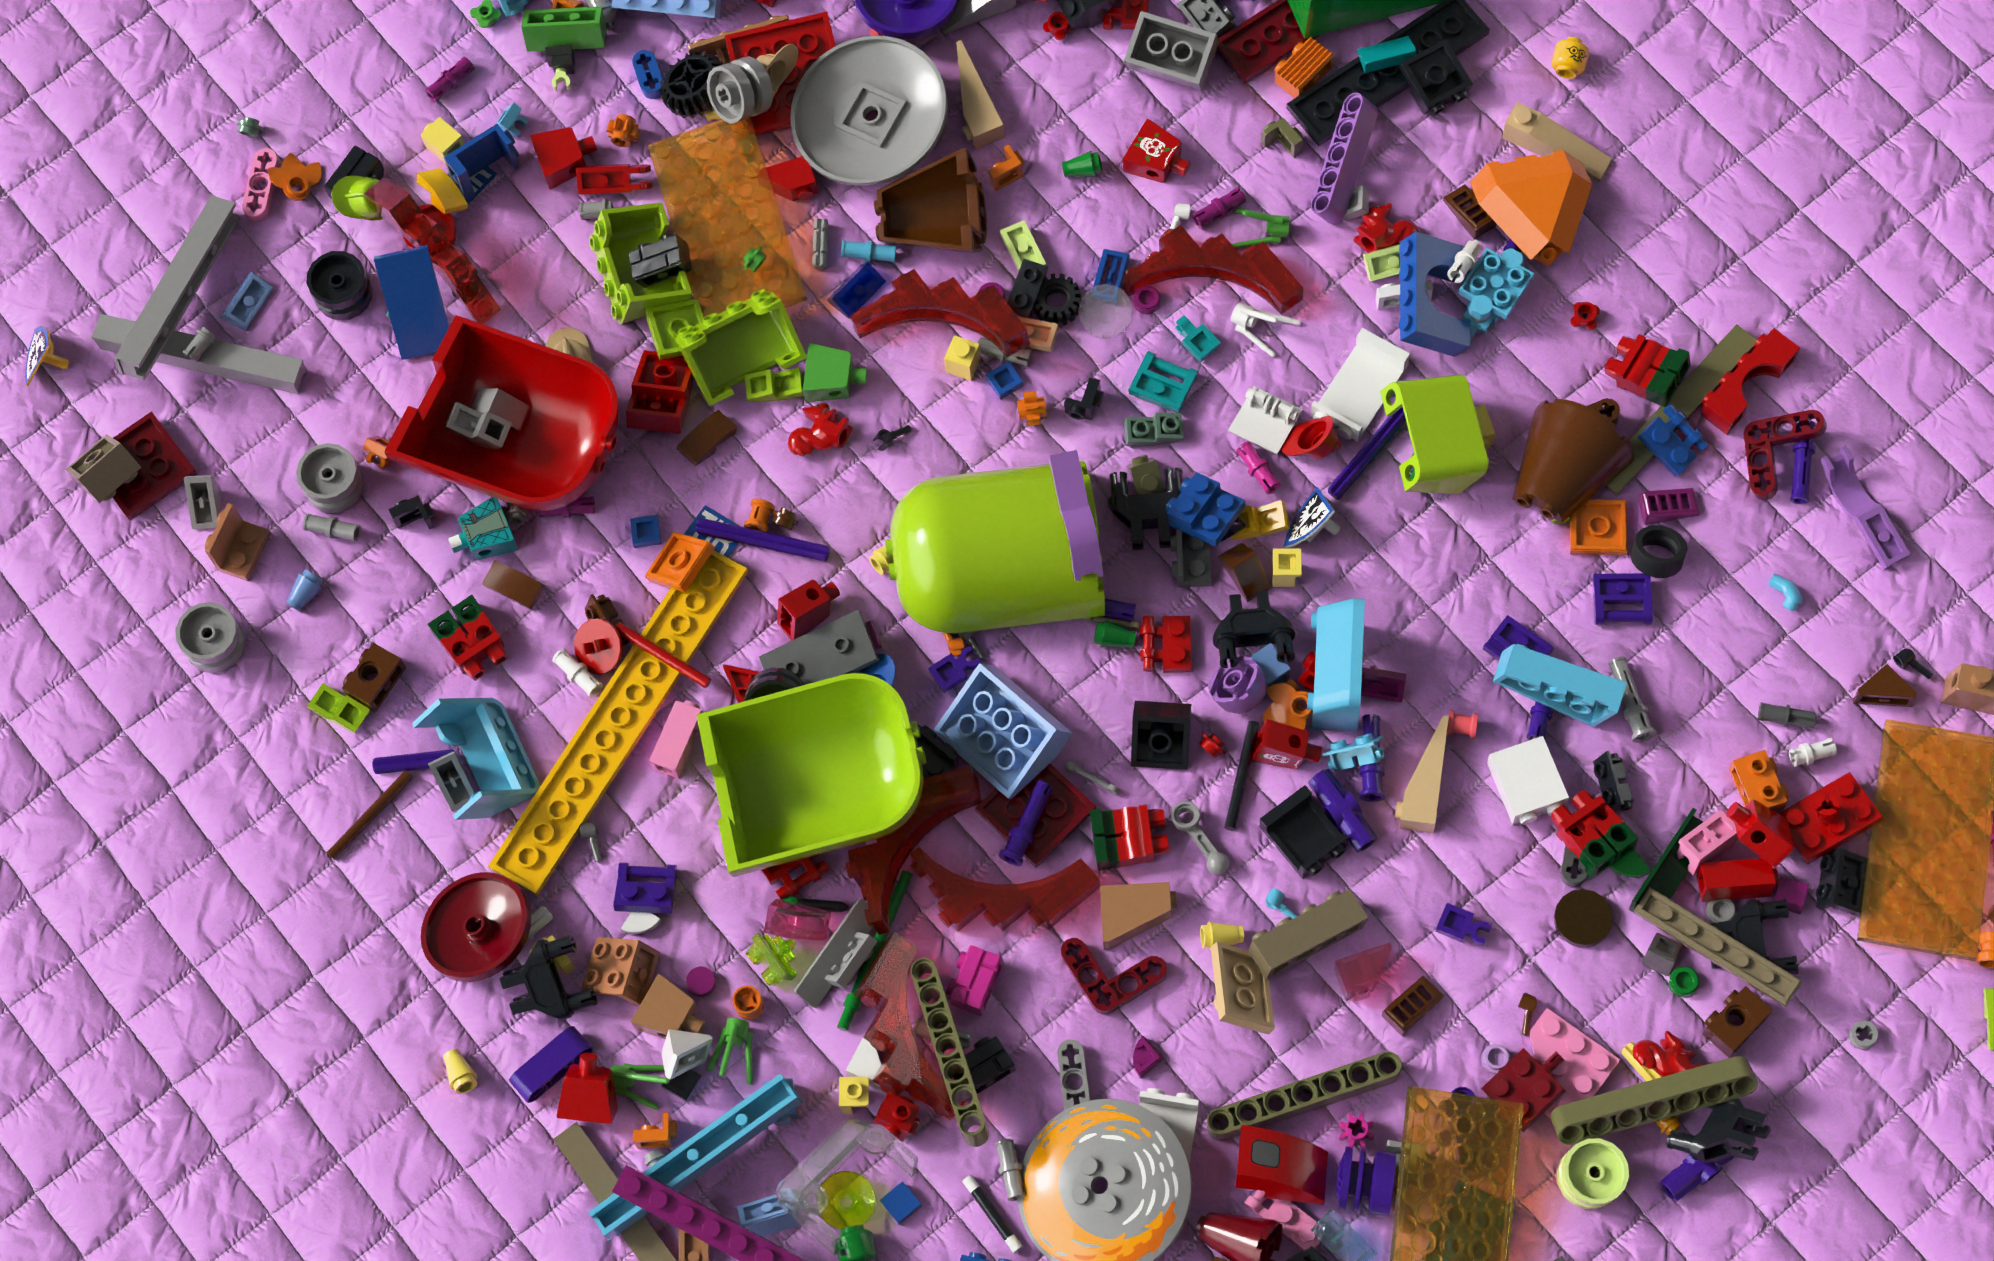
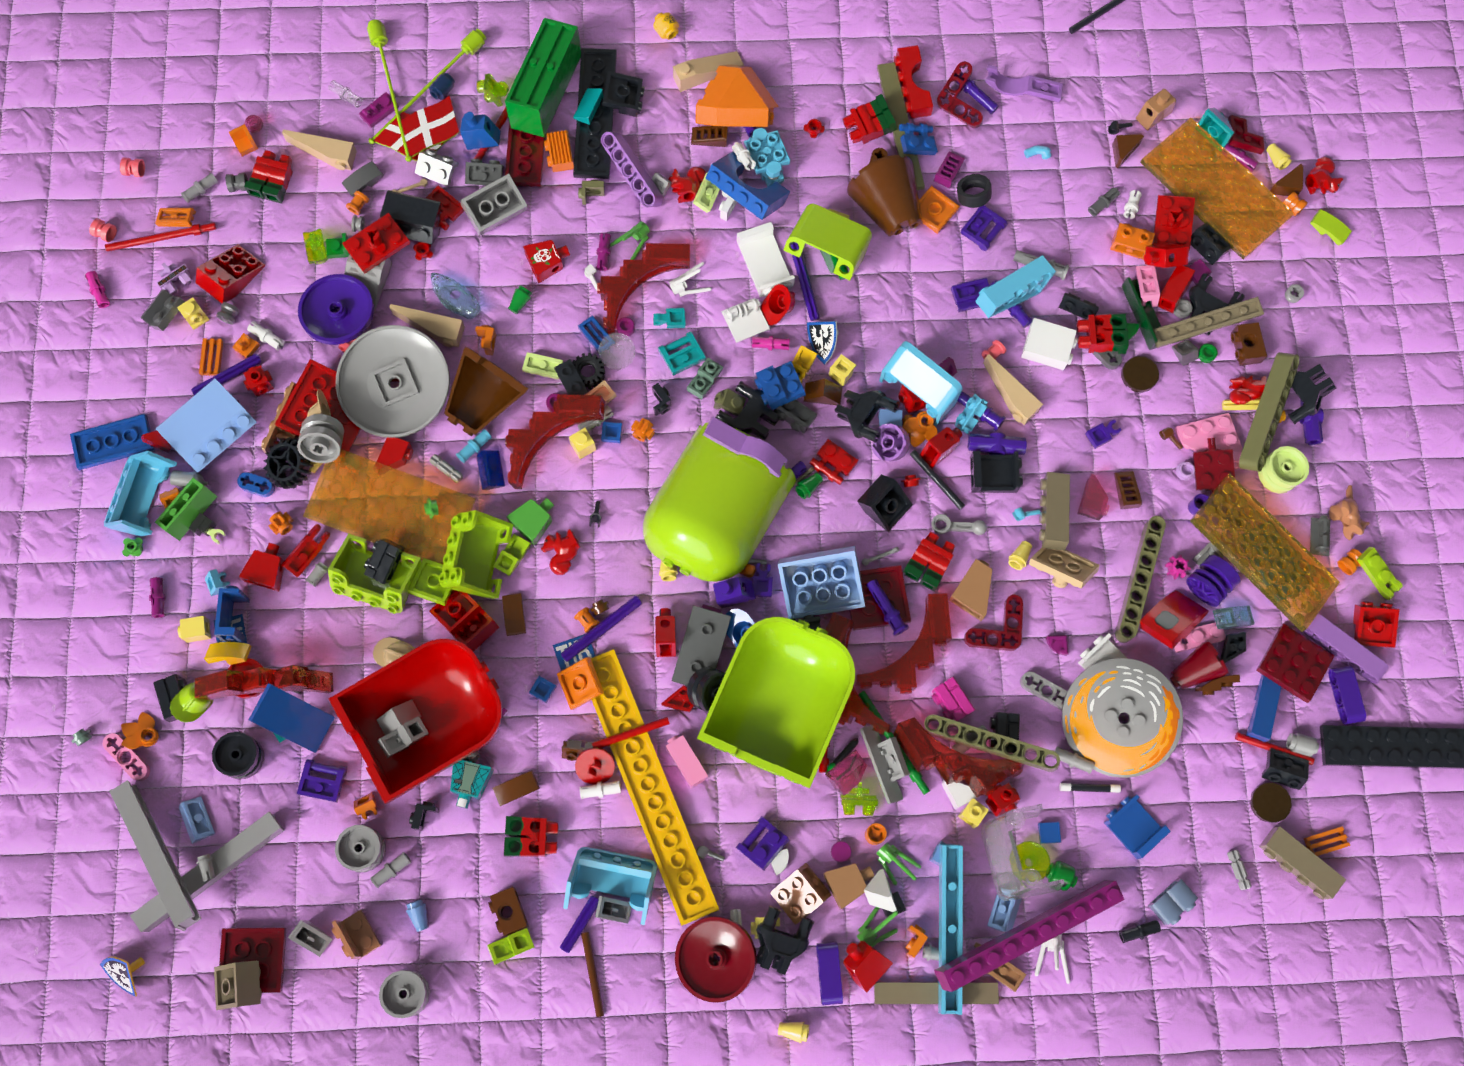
camera: 65 degrees left, 5 degrees up
(367, 391) = (320, 787): none -> dark purple plate
(902, 638) = (731, 591): none -> dark purple torso
(1032, 116) = (465, 305): none -> clear light blue piece

